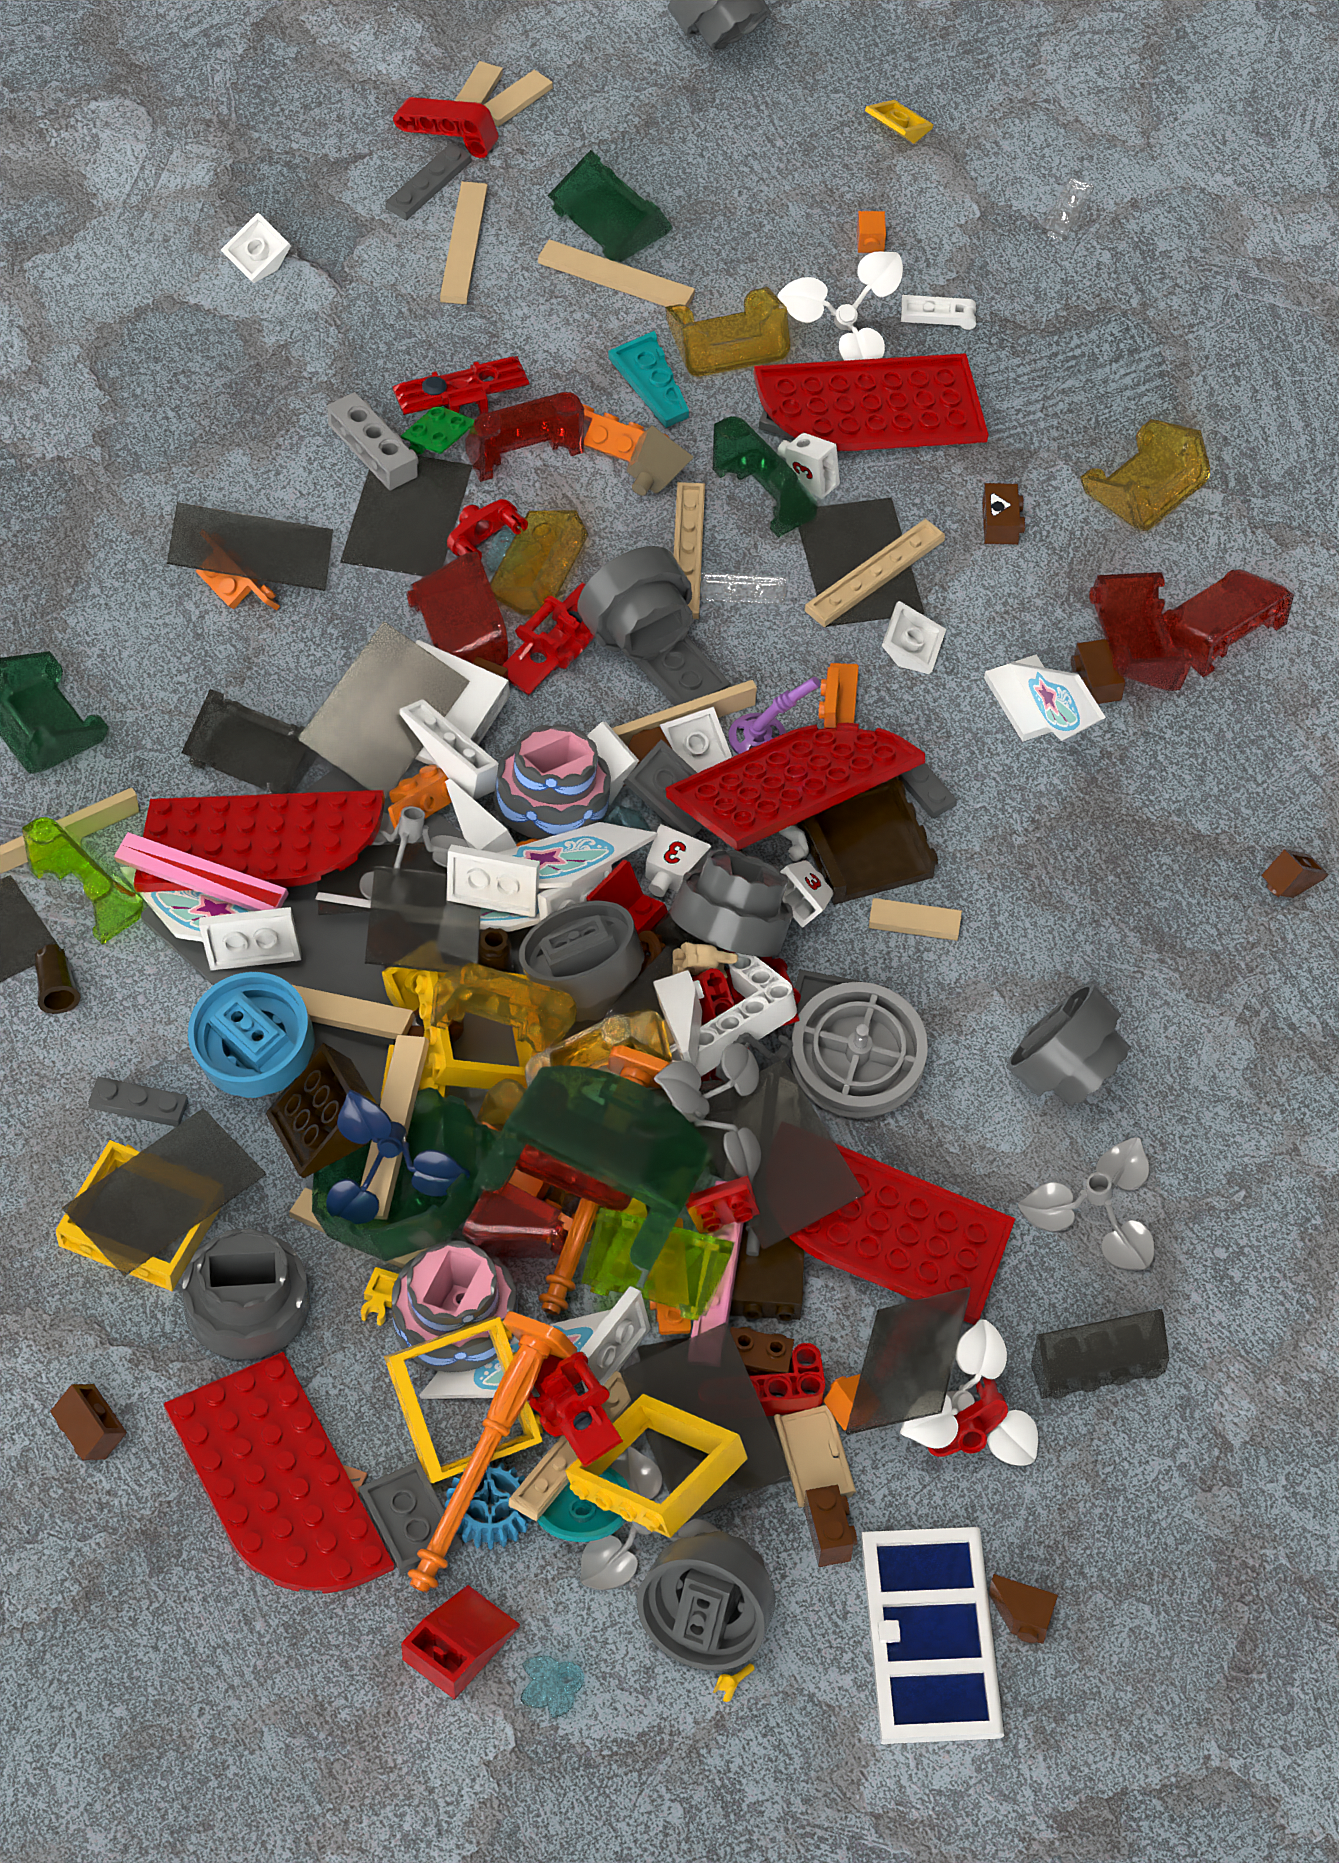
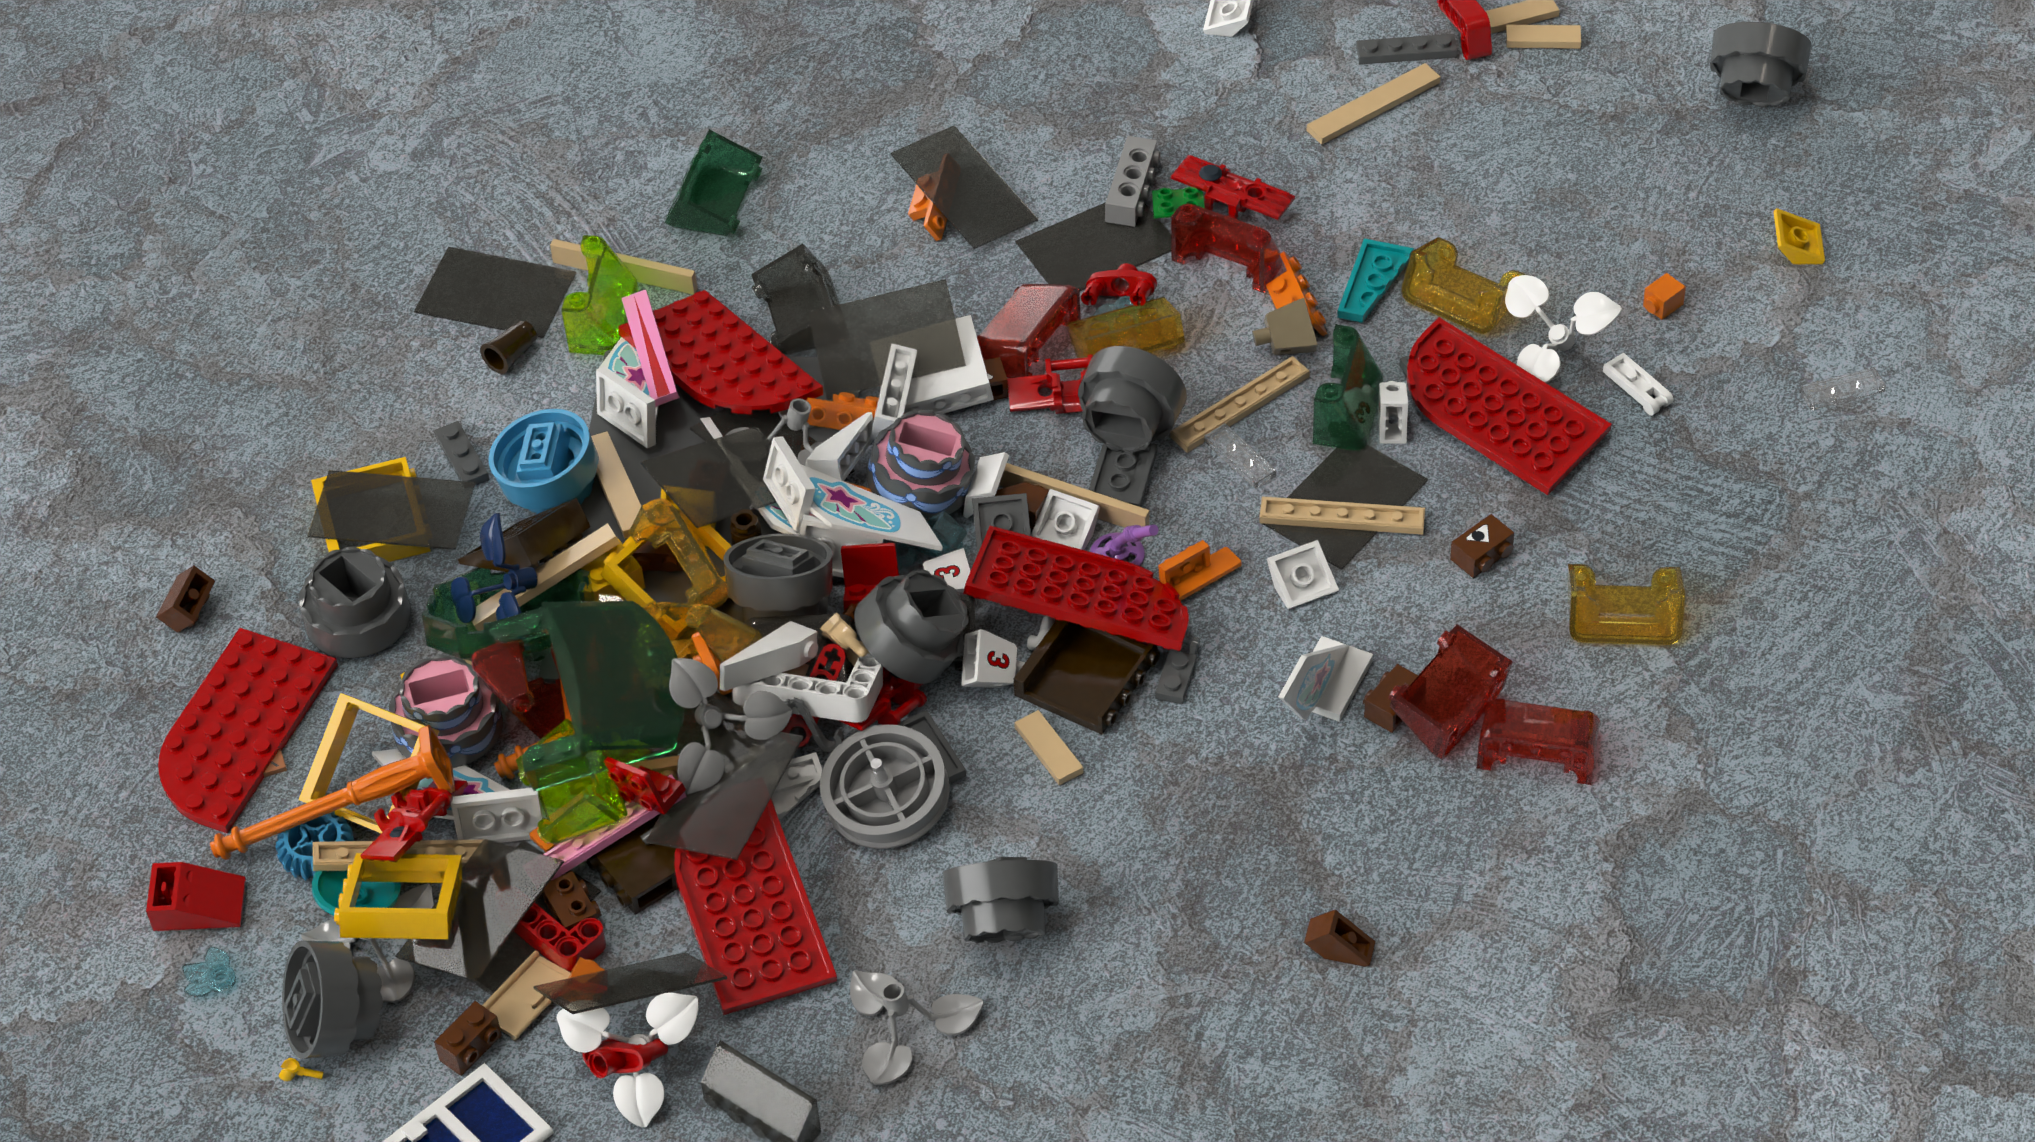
camera: 55 degrees right, 5 degrees down
(405, 1513) = (267, 797): dark grey plate -> none
(608, 209) = (1498, 148): clear green windscreen -> none
(614, 275) = (1445, 198): tan tile -> none

